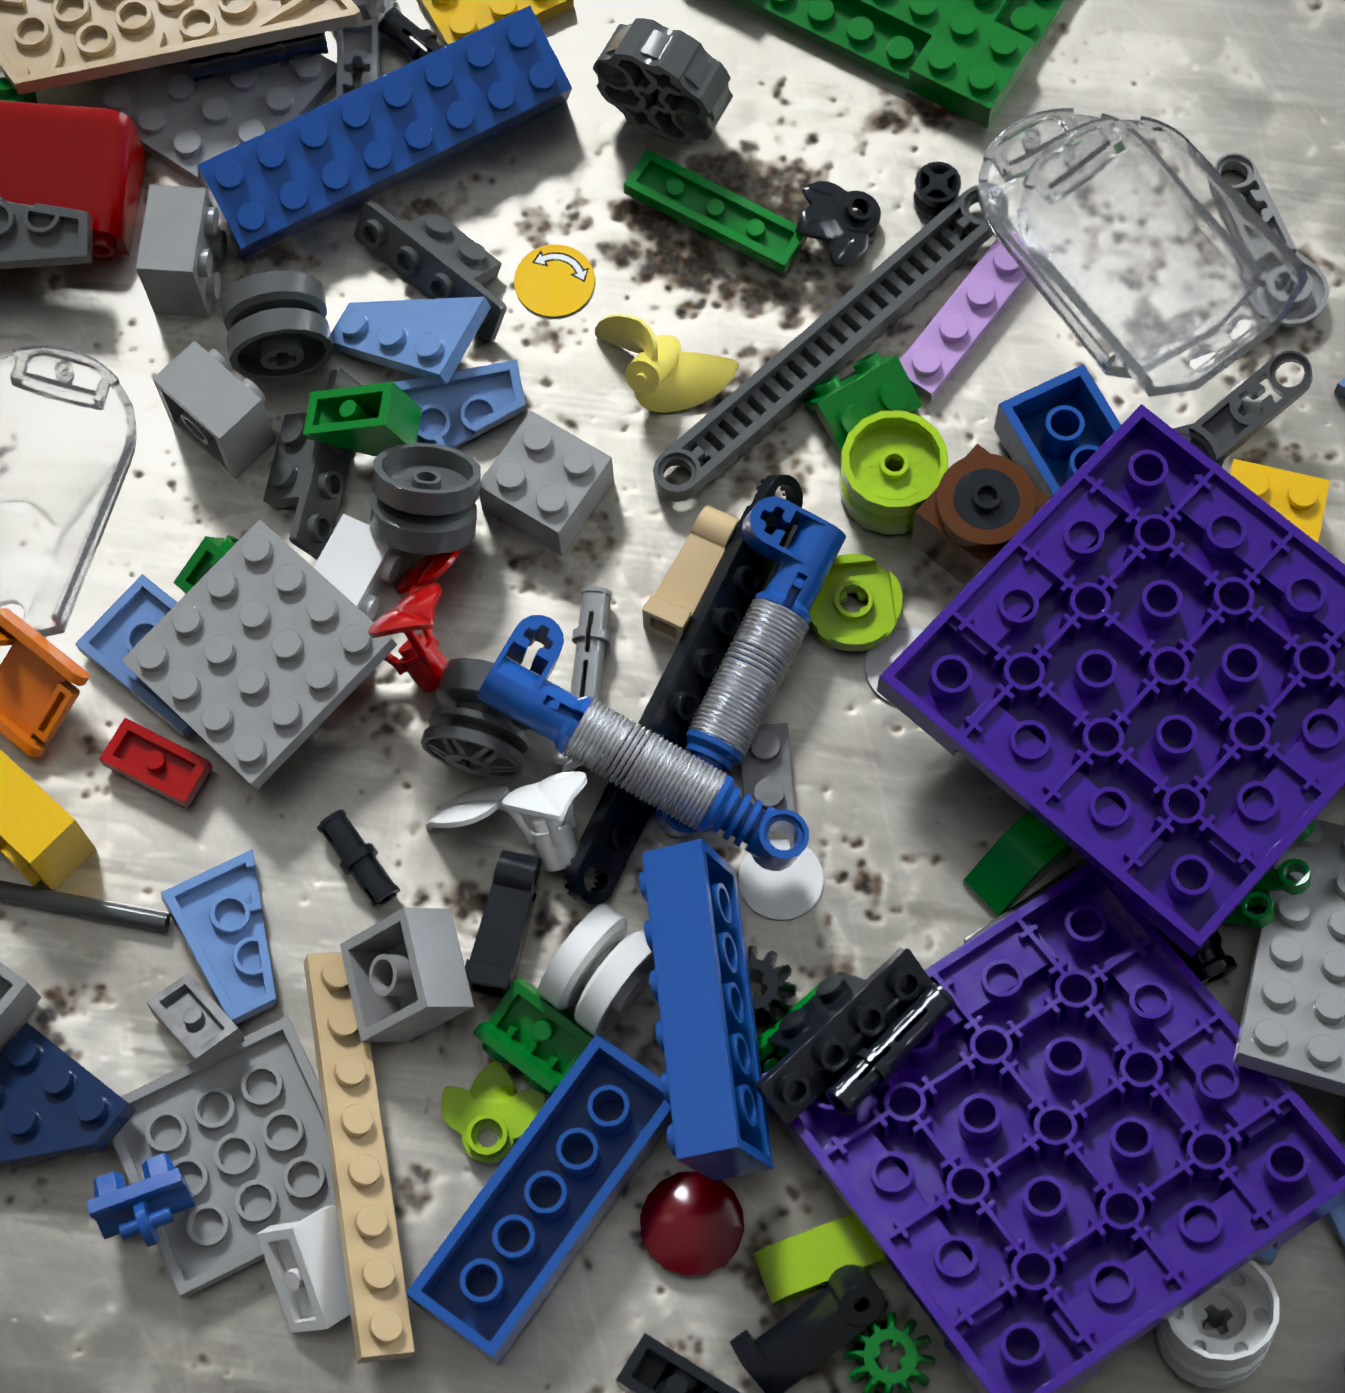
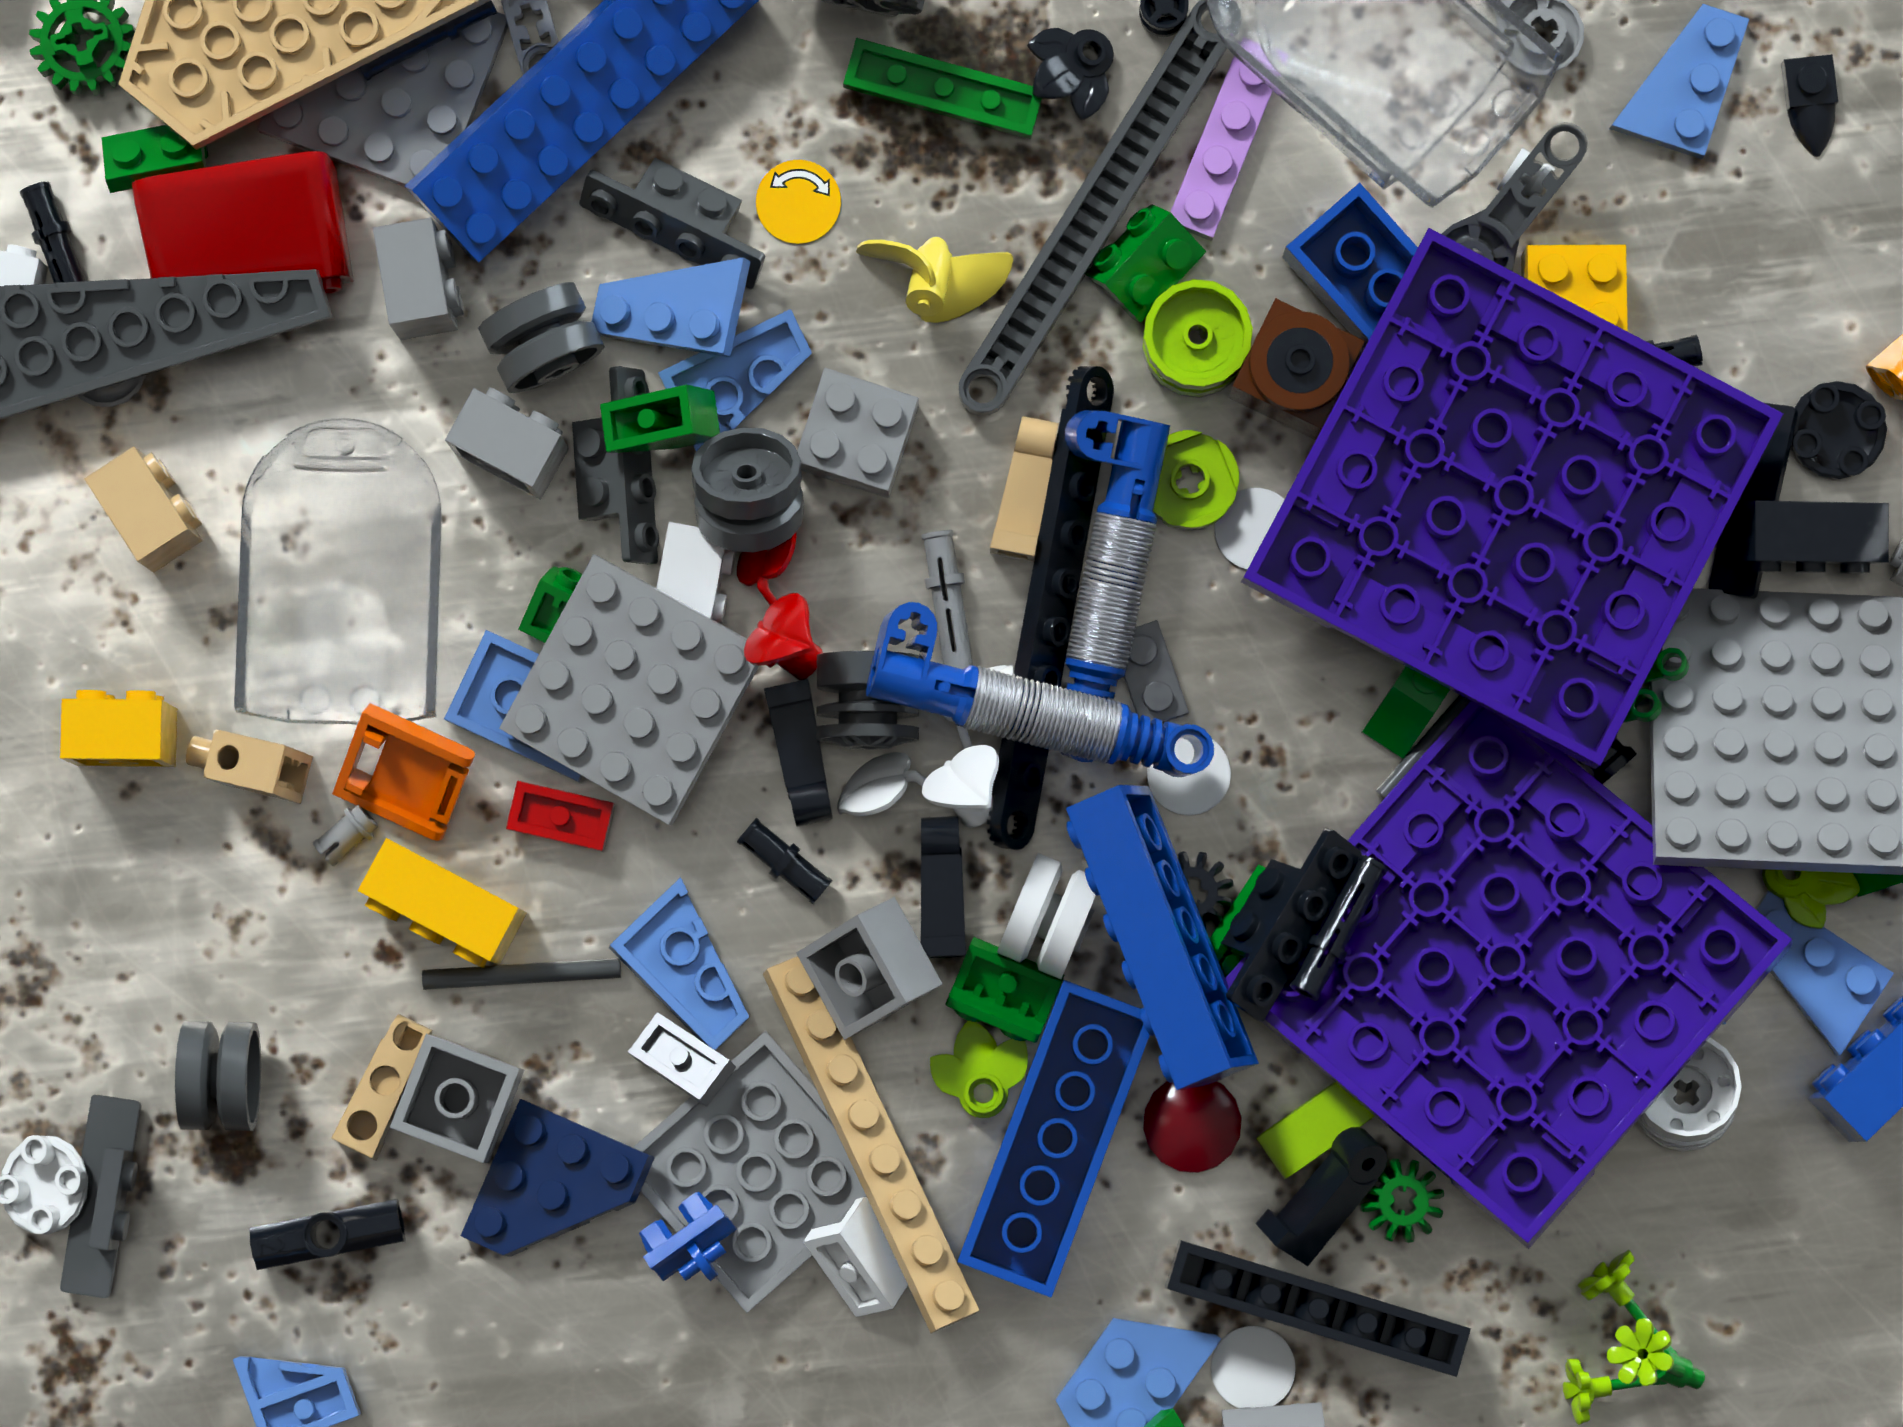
camera: 15 degrees left, 15 degrees up
(403, 758) = (799, 751): none -> black leg

